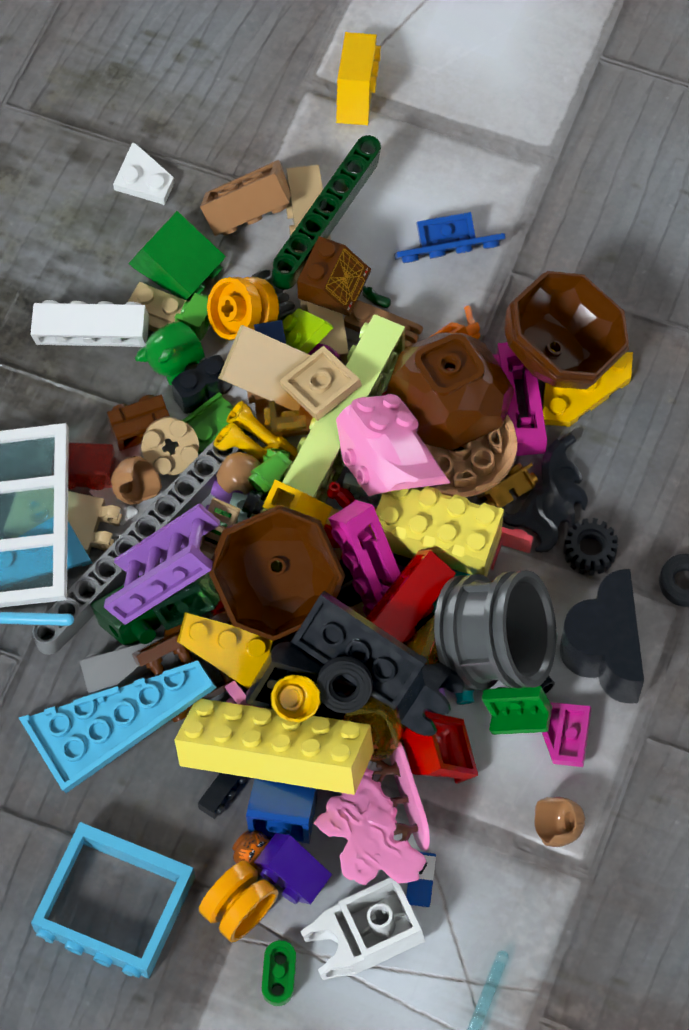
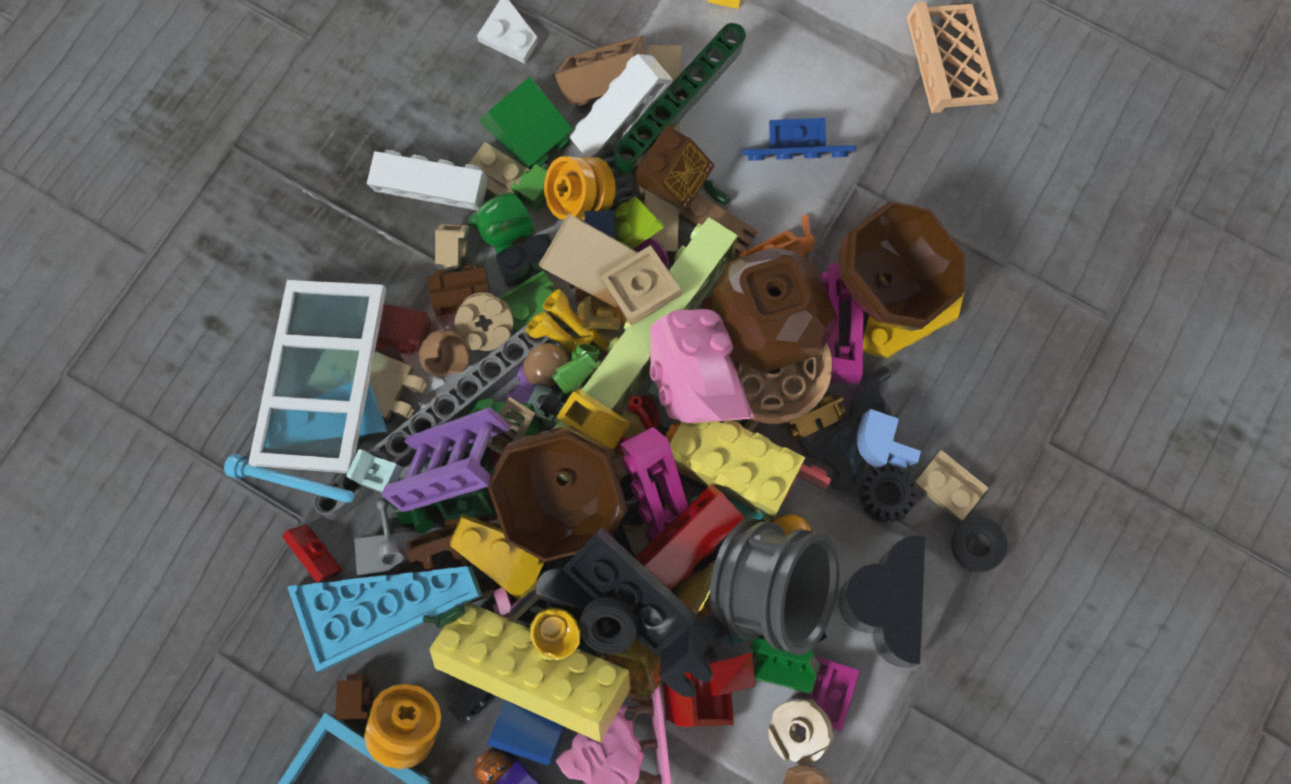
camera: 10 degrees right, 10 degrees up
(37, 683) = (312, 553): none -> red plate
(89, 594) = (373, 471): none -> light aqua bracket
(105, 809) = (353, 698): none -> reddish brown brick
(118, 662) = (389, 551): none -> light grey hinge
(124, 380) = (450, 246): none -> tan brick
(158, 820) = (402, 726): none -> light orange wheel
(188, 710) = (447, 618): none -> dark green piece
(271, 225) = (621, 105): none -> white brick
(469, 725) = (732, 674): none -> red slope
(560, 769) = (818, 728): none -> tan plate
(566, 150) = (930, 54): none -> light nougat fence
(573, 502) = (876, 441): none -> light blue brick
(650, 532) = (950, 486): none -> tan plate

